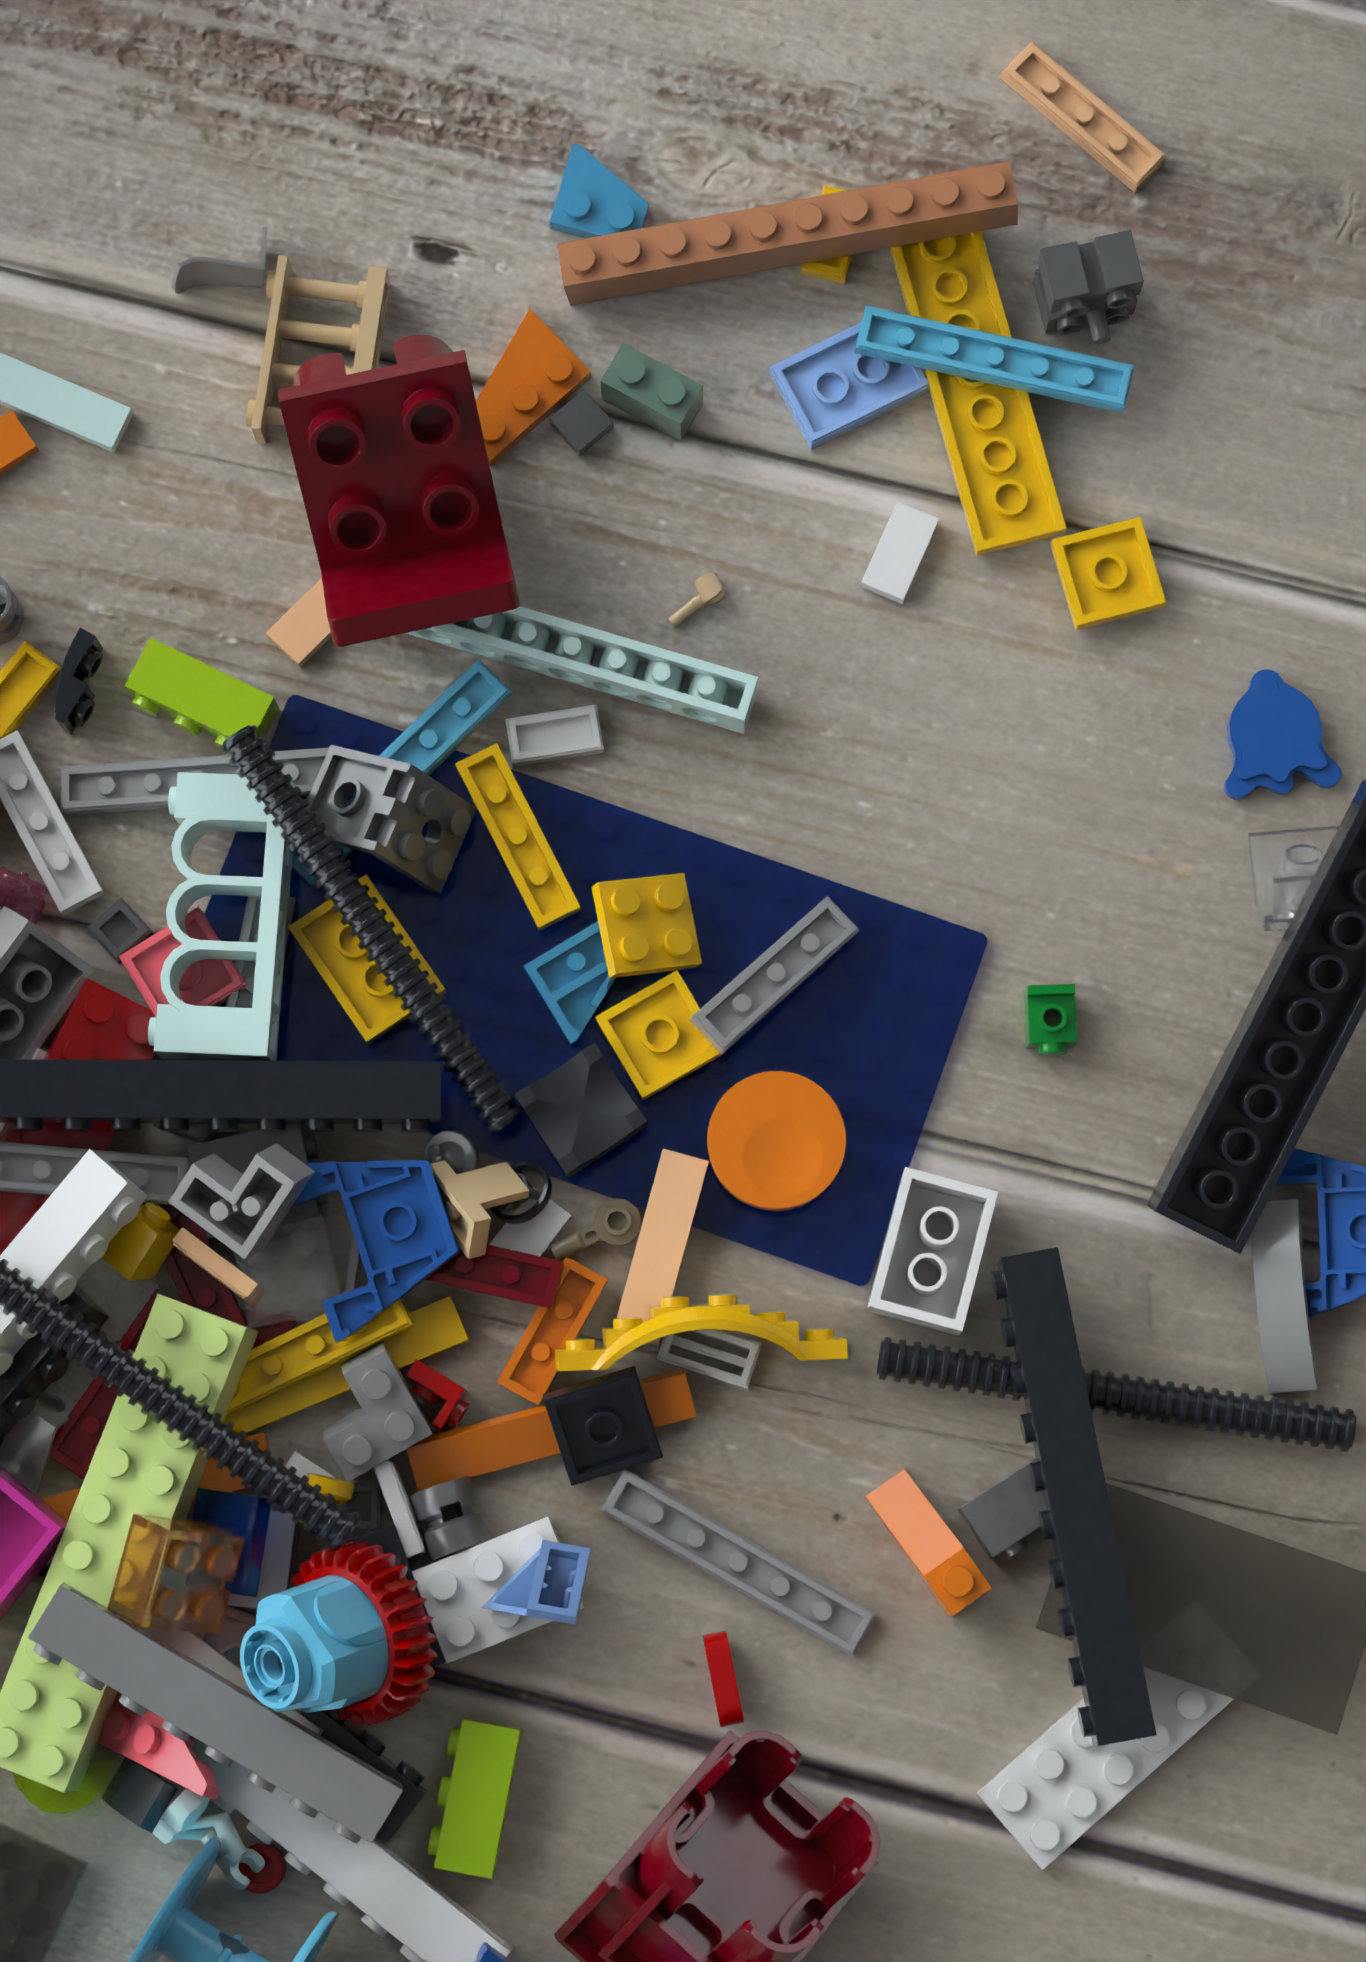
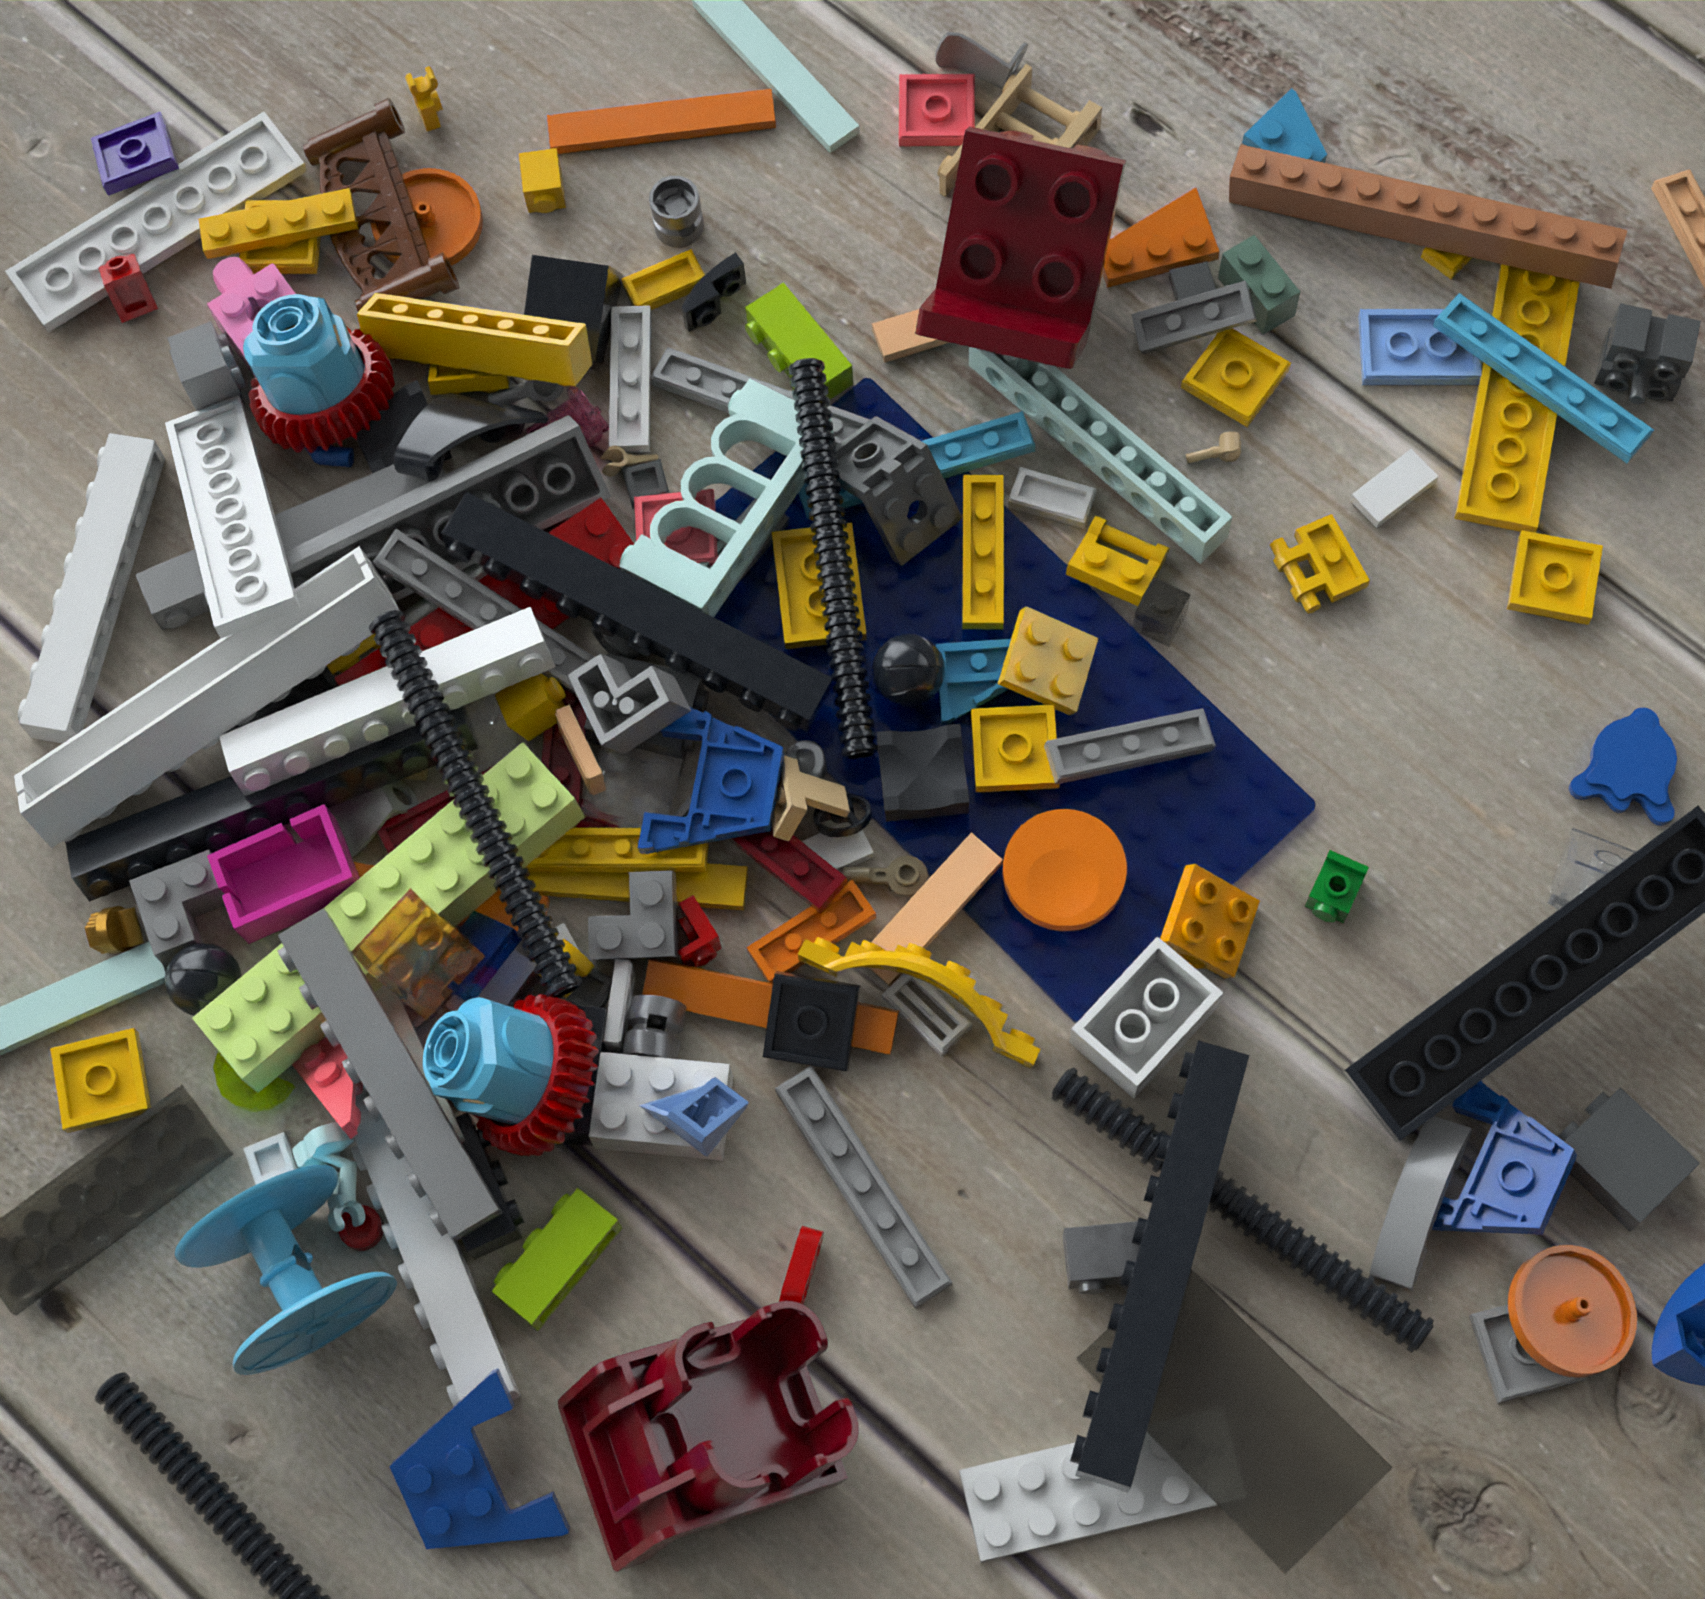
camera: 30 degrees right, 10 degrees down
(81, 918) = (621, 458): none -> tan hand
(131, 1850) = (270, 1157): none -> white tile
(139, 1794) = (299, 1115): black slope -> none
(204, 347) = (935, 108): none -> coral tile
(511, 1009) = (908, 670): none -> black piece
(604, 465) = (1194, 317): none -> light grey plate
(658, 788) = (1112, 570): none -> yellow plate
(677, 505) = (1236, 375): none -> yellow plate
(733, 810) = (1161, 612): none -> clear smoke brick
(872, 663) = (1330, 558): none -> yellow plate
(928, 1543) = (1024, 1249): orange slope -> none
(944, 1118) = (1209, 921): none -> light orange plate

